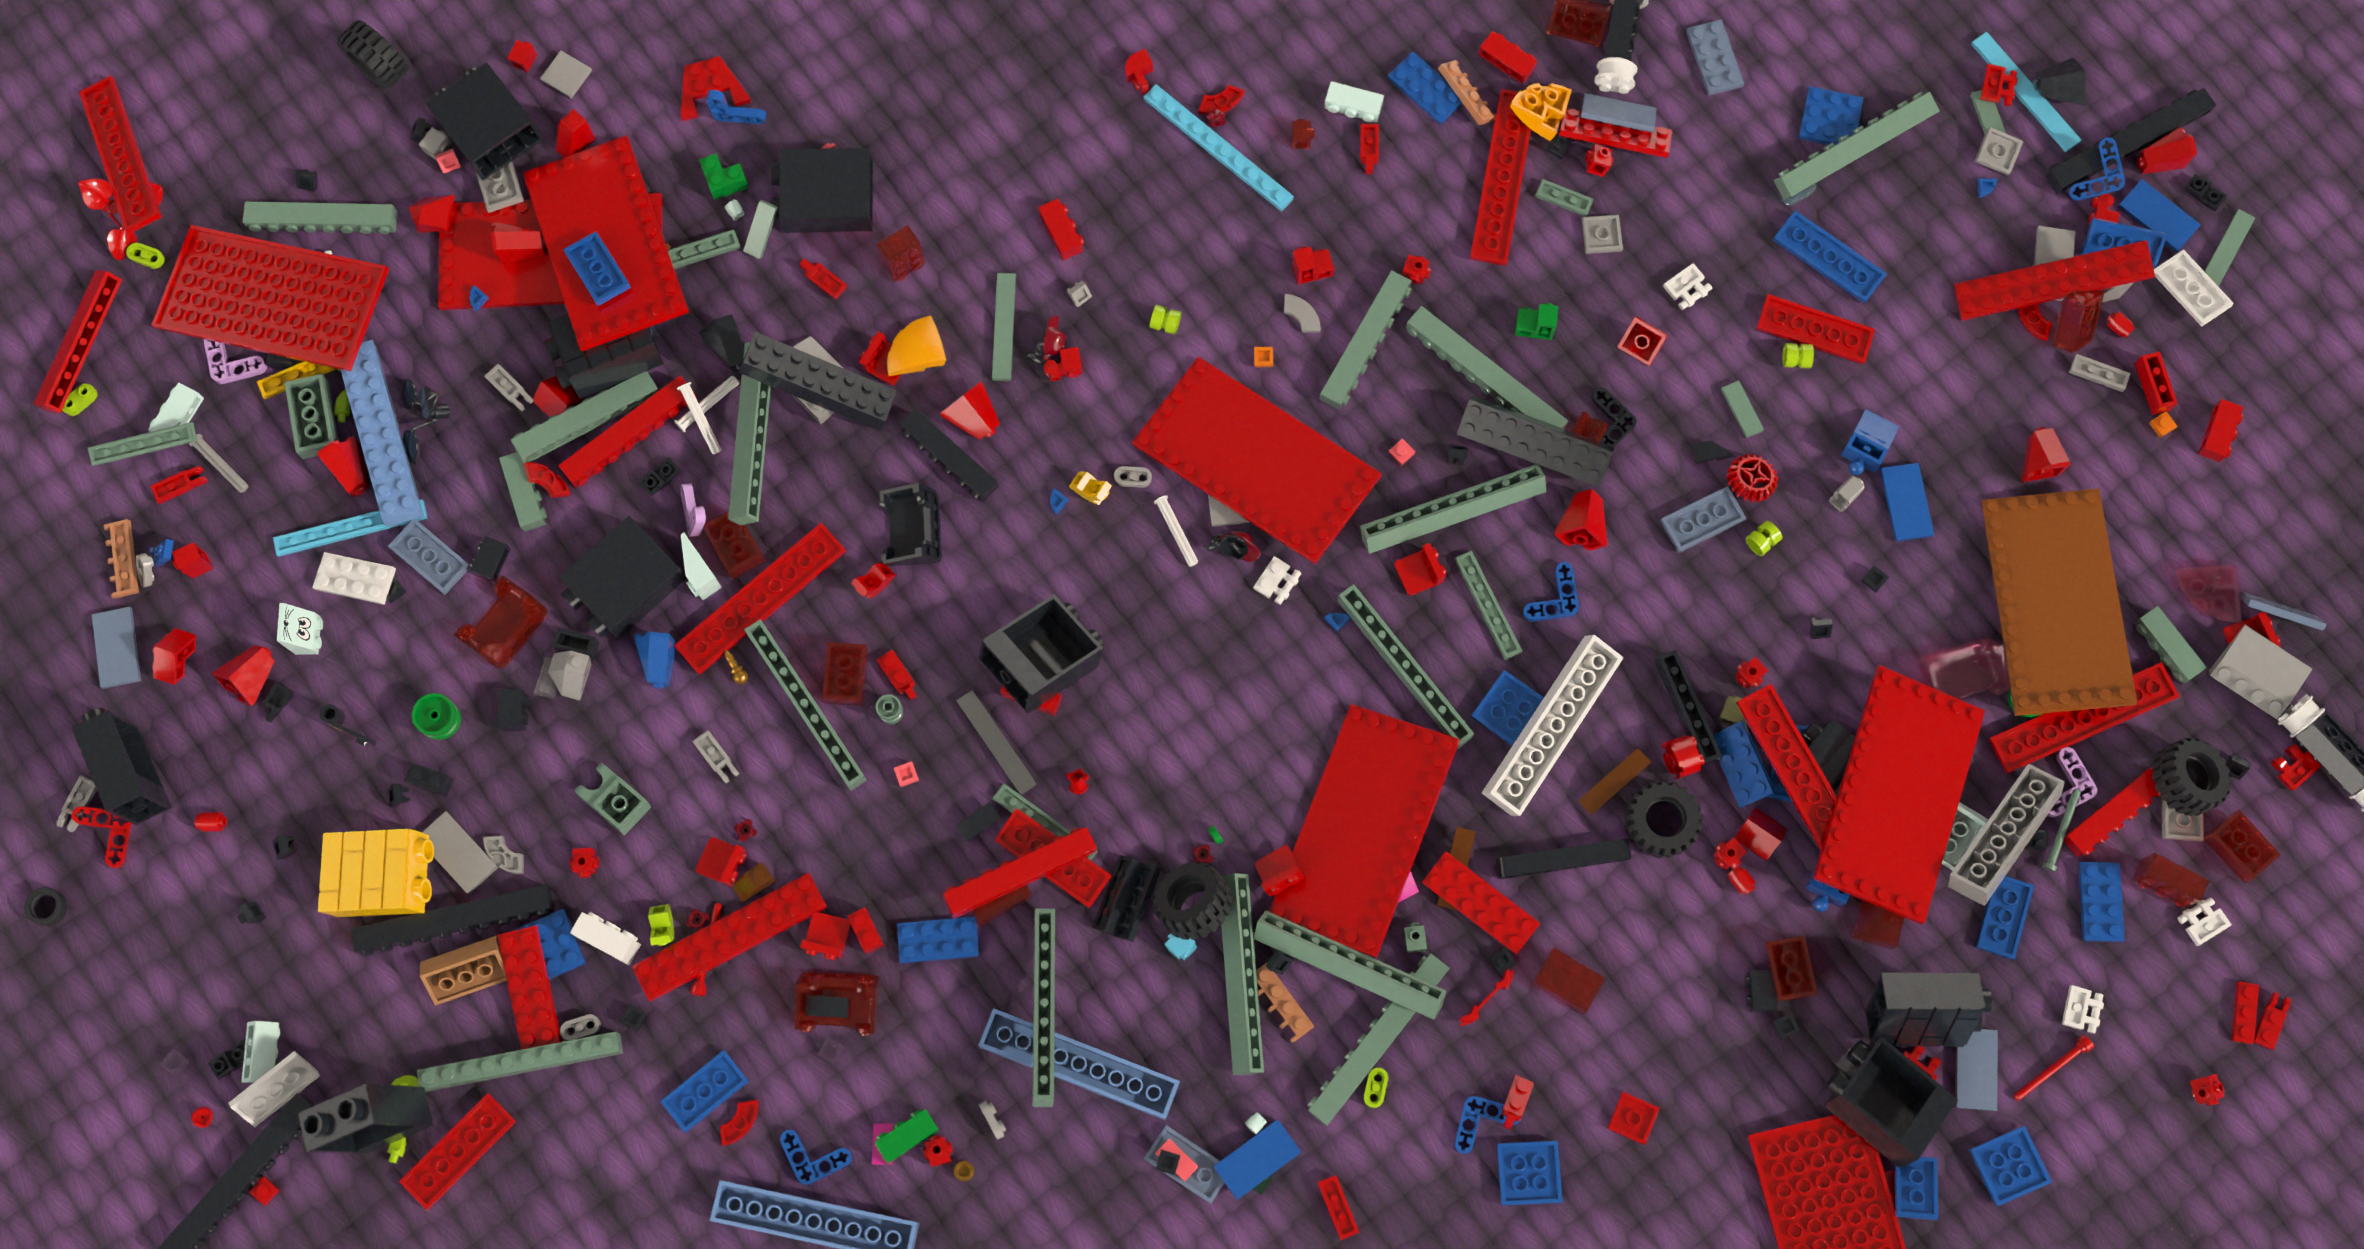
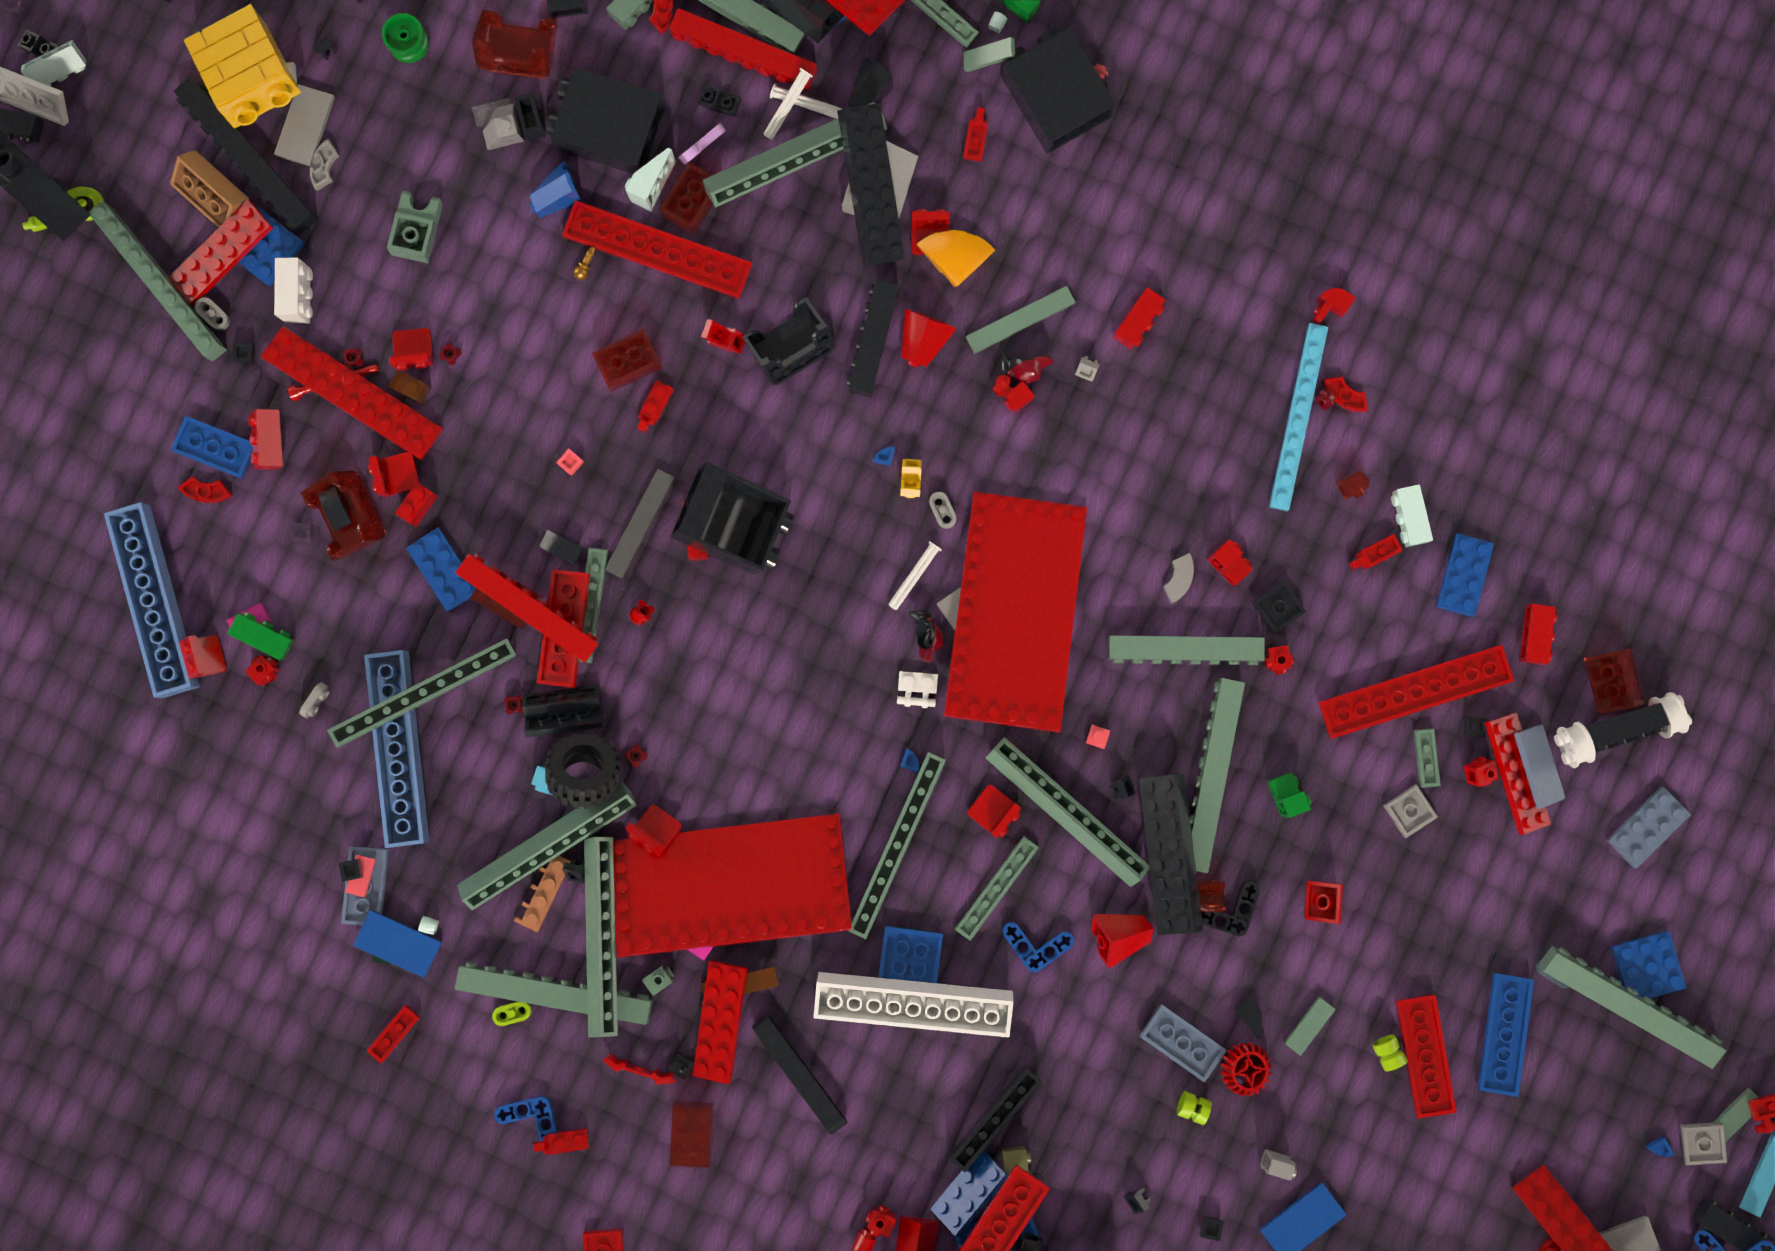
camera: 65 degrees right, 10 degrees up
(429, 780) = (350, 65): black brick -> none
(457, 1151) = (60, 274): red plate -> none
(512, 710) = (446, 98): black brick -> none
(582, 856) = (349, 235): red brick -> none
(661, 925) = (330, 332): lime brick -> none
(714, 754) = (499, 291): light grey hinge -> none
(727, 1036) = (265, 439): none -> brick
(805, 705) = (582, 341): sand green brick -> none
(814, 1166) = (199, 572): blue beam -> none
(889, 709) = (617, 415): sand green wheel -> none
(893, 1201) = (202, 656): none -> red bracket
(901, 254) = (1032, 190): clear red brick -> none
(963, 1170) = (261, 700): pearl gold tile -> none
(1096, 934) = (510, 709): none -> dark red plate
(1165, 319) = (1104, 459): lime wheel -> none
(1215, 834) = (658, 757): green tile -> none
(1263, 356) = (1118, 565): orange plate -> none
(1371, 247) = (1279, 607): none -> black plate
(1466, 93) = (1480, 614): nougat hinge -> none
(1529, 1173) = (508, 1184): blue plate -> none
(1542, 108) = (1504, 692): light orange brick -> none
(1614, 781) = (893, 1085): reddish brown slope -> none
(1677, 798) = (880, 1173): black tyre -> none
(1682, 756) = (947, 1135): red brick -> none
(1684, 282) = (1405, 911): white plate -> none
(1751, 673) = (1062, 1164): red brick -> none
(1869, 443) = (1345, 1160): blue slope -> none

